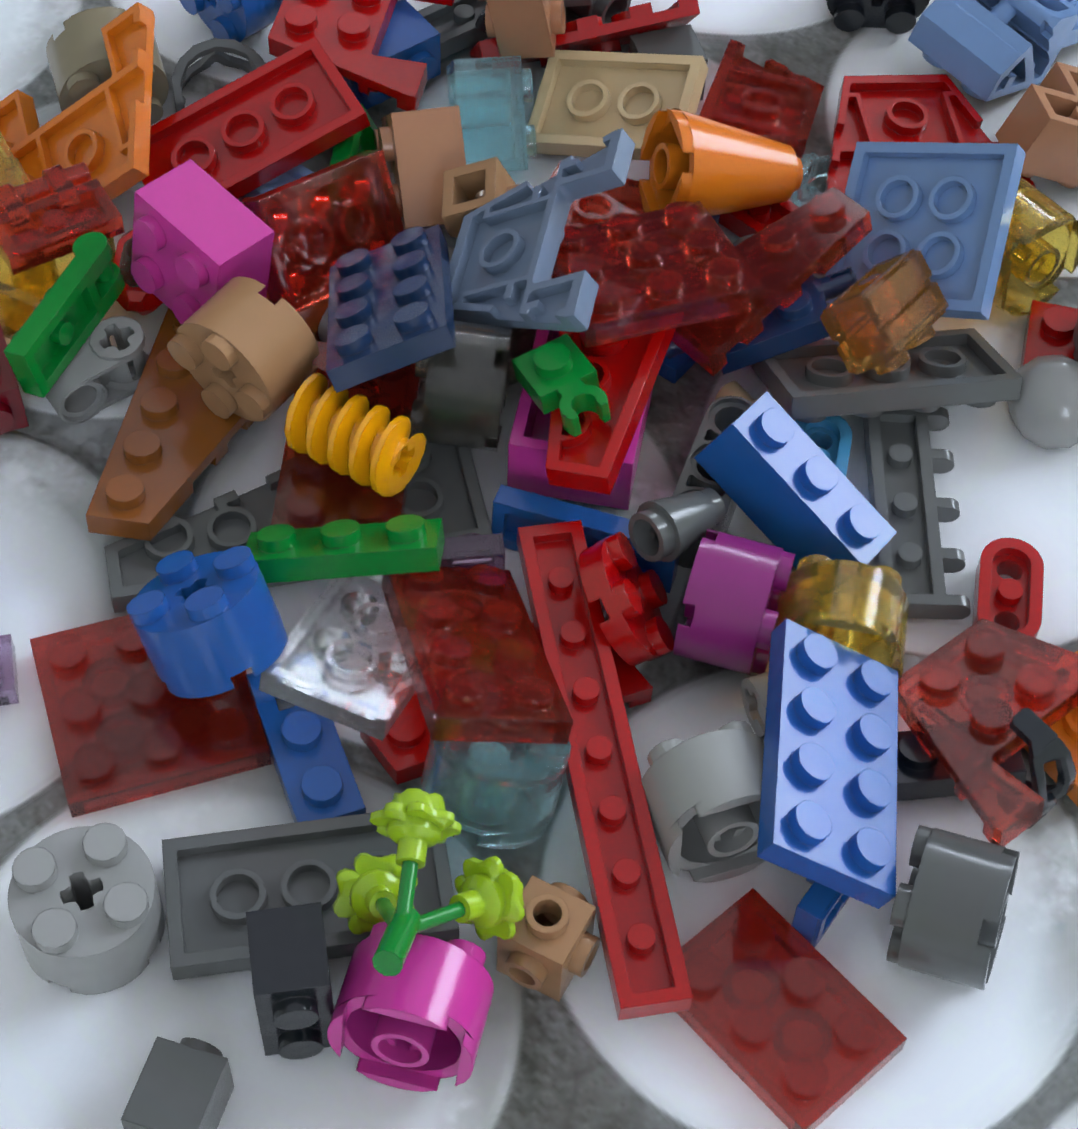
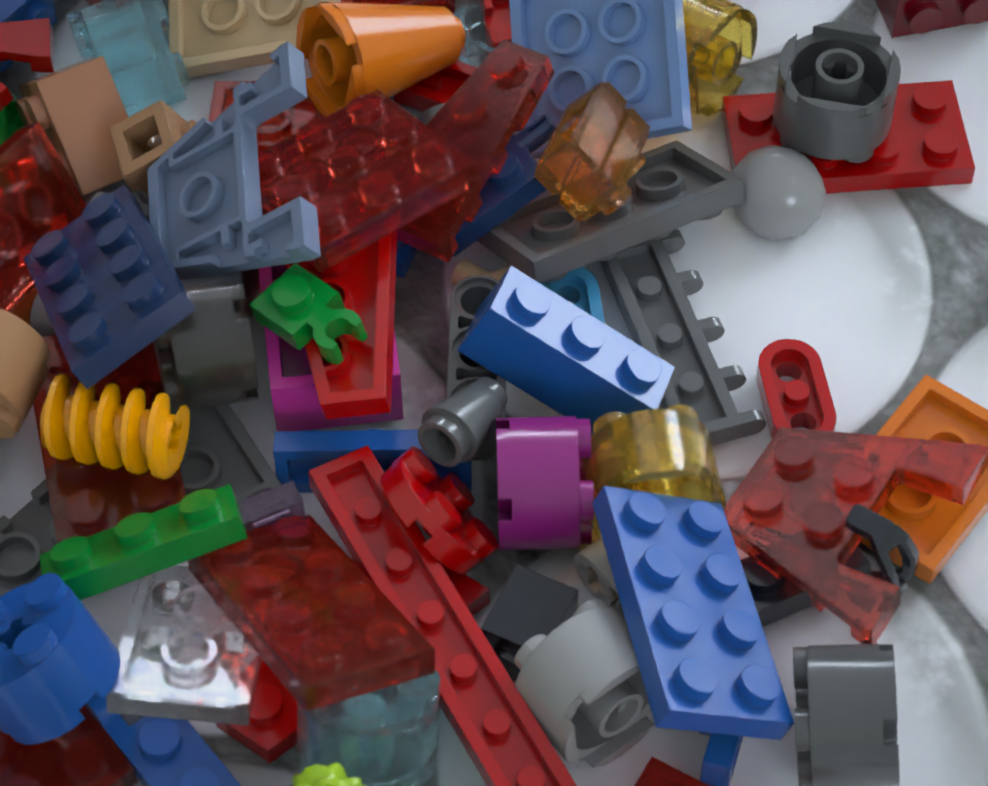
camera: 15 degrees left, 0 degrees up
(676, 711) = (526, 608): none -> black brick

